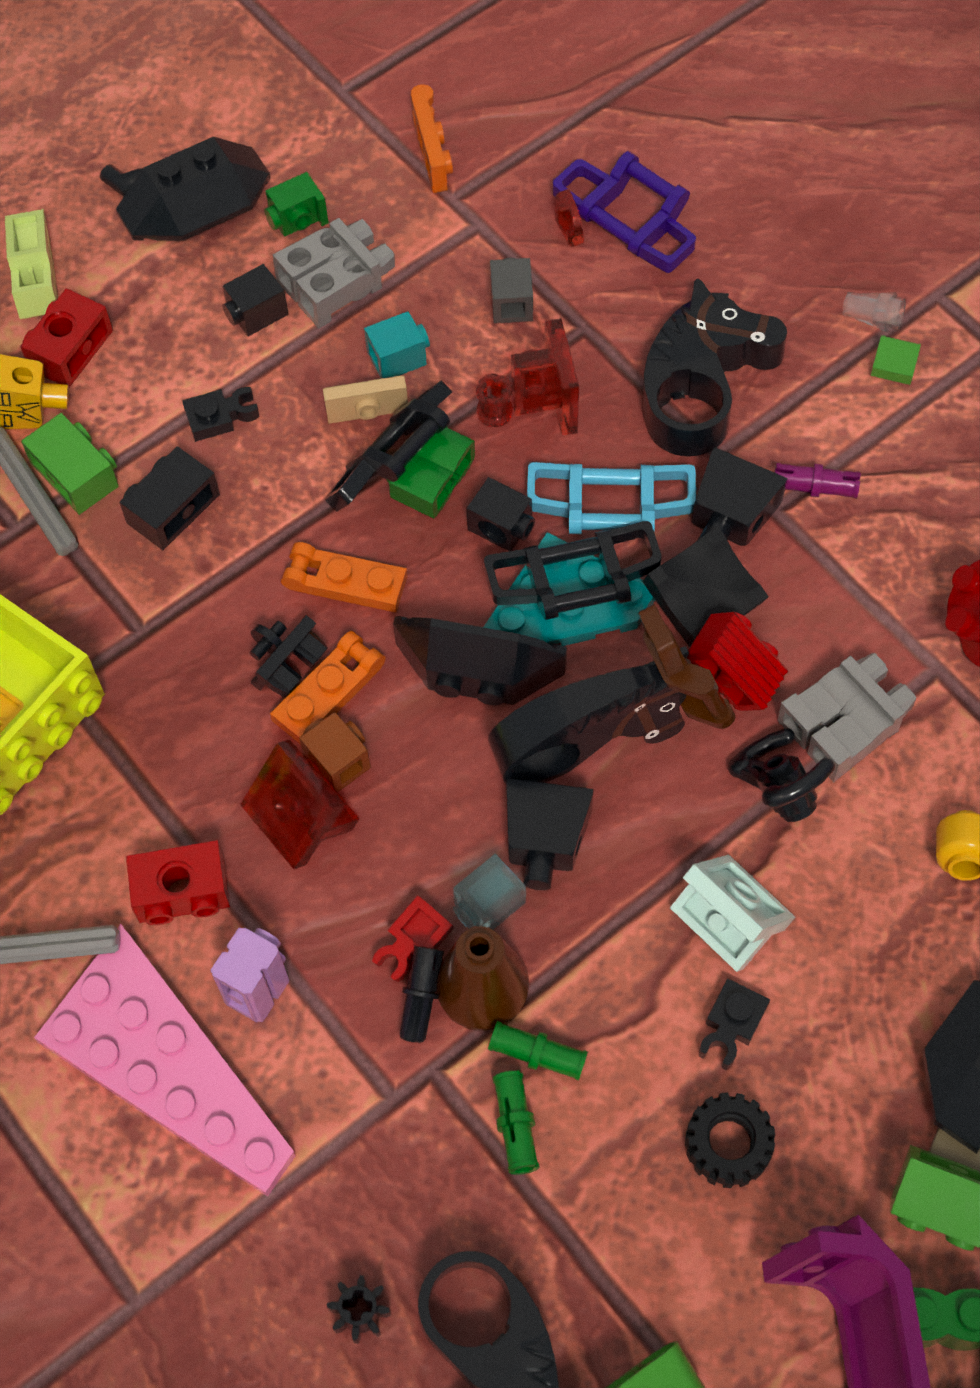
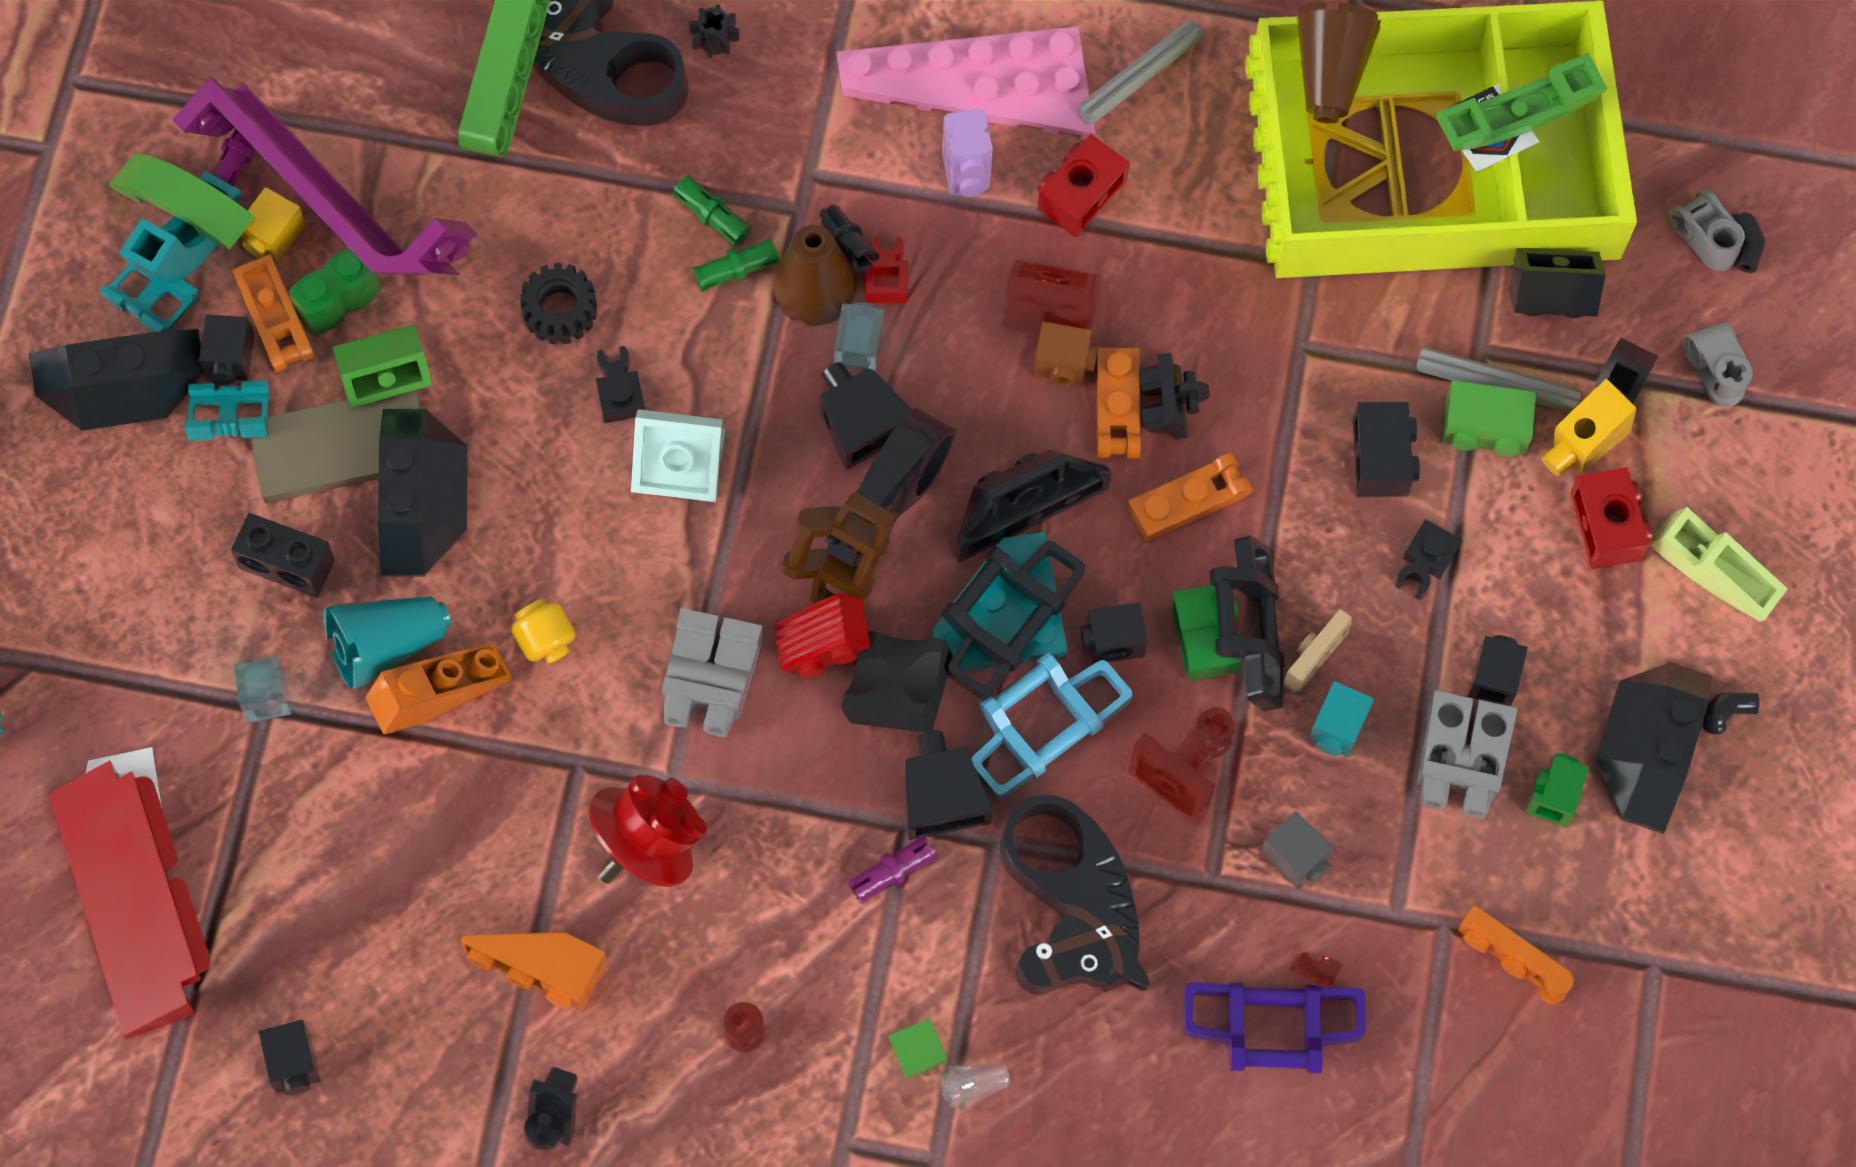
camera: 135 degrees right, 5 degrees up
(781, 777) = (714, 567): black piece -> none

